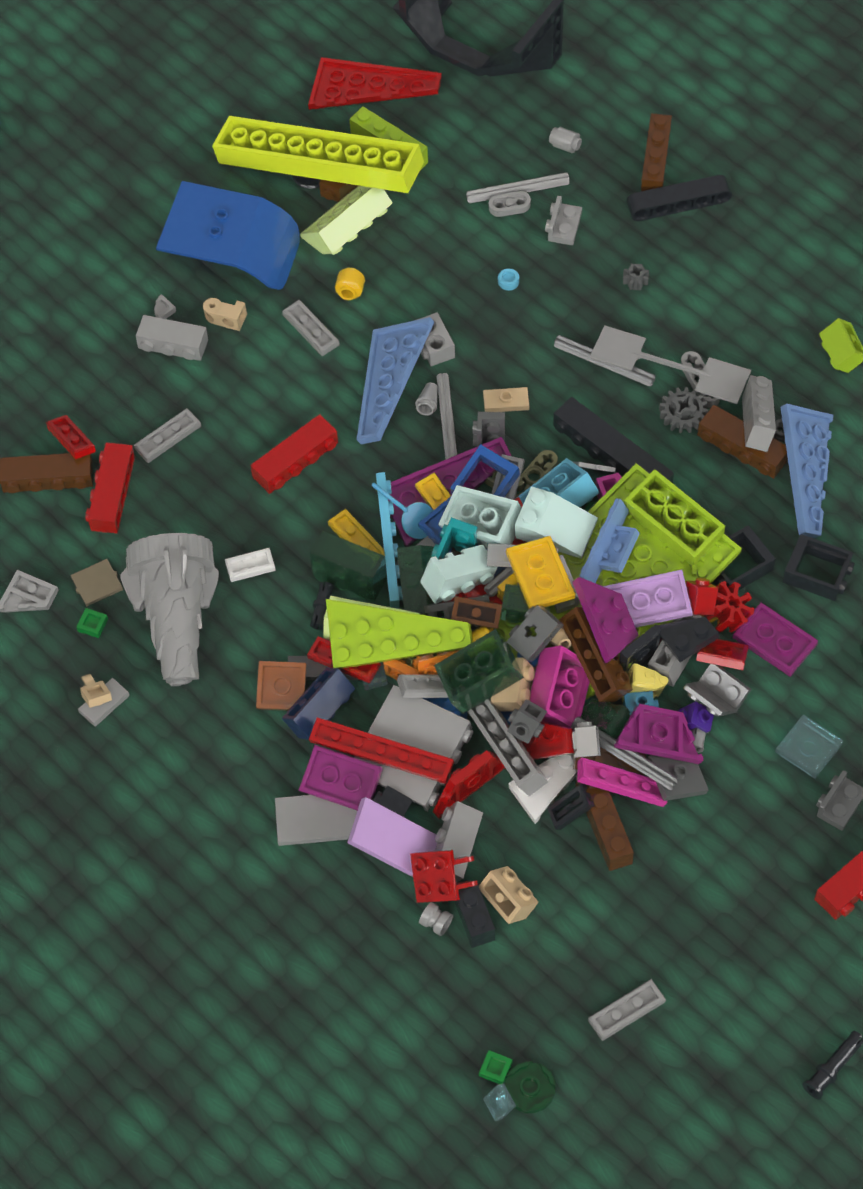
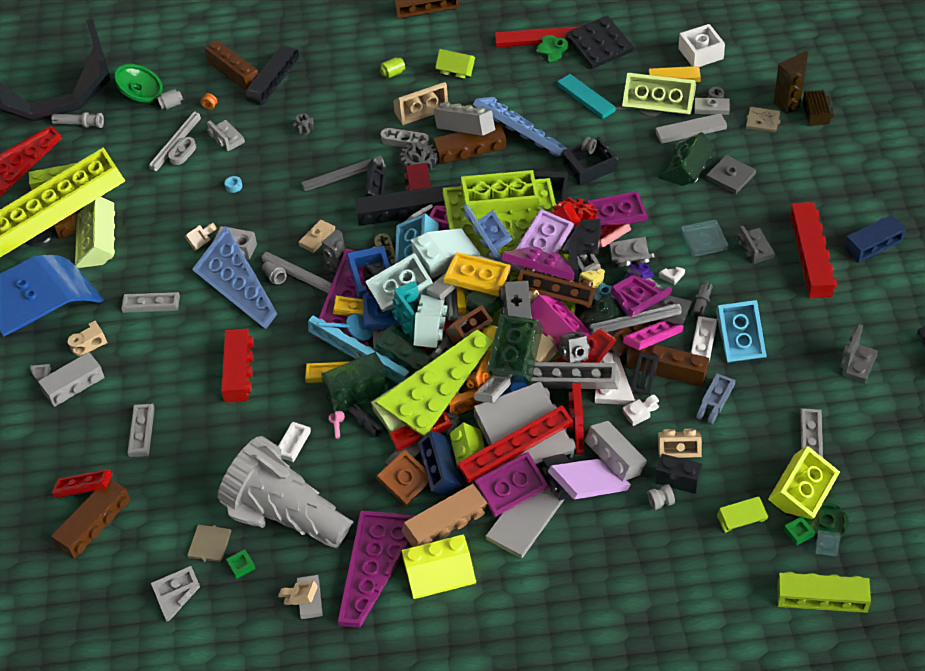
camera: 50 degrees left, 10 degrees down
(110, 488) = (147, 485): red brick -> none
(190, 720) = (373, 560): none -> magenta wing
(210, 782) = (438, 566): none -> neon yellow slope
(261, 749) = (444, 517): none -> medium nougat brick
(303, 579) = (335, 418): none -> bright pink hand
(349, 283) = (145, 259): yellow head -> none
(357, 709) = (466, 441): none -> lime brick
(415, 304) = (199, 237): none -> tan plate
(436, 876) = (636, 471): red plate -> none
(438, 1132) = (824, 592): none -> lime brick
(472, 1004) = (742, 514): none -> lime hinge
(475, 92) = (85, 119): none -> light grey pin
(527, 831) = (638, 411): none -> white plate
(551, 1039) = (804, 484): none -> neon yellow slope
(563, 90) = (138, 83): none -> green dish
(586, 740) = (615, 326): light grey window -> none
(592, 174) = (209, 101): none -> orange bush
(600, 891) = (716, 397): none -> sand blue hinge
(616, 396) = (375, 179): none -> black hinge
(651, 431) = (417, 177): none -> dark red brick
(666, 834) = (704, 336): none -> white tile
(703, 861) = (741, 331): none -> medium azure slope
(716, 379) = (350, 157): light grey hinge -> none
(717, 798) = (702, 299): none -> dark grey pin
(731, 749) = (672, 275): none -> white tile
(758, 357) = (420, 103): none -> tan slope
(761, 992) = (858, 358): none -> flat silver bracket
(786, 294) = (392, 67): none -> lime brick
(827, 552) = (589, 145): none -> dark grey bush

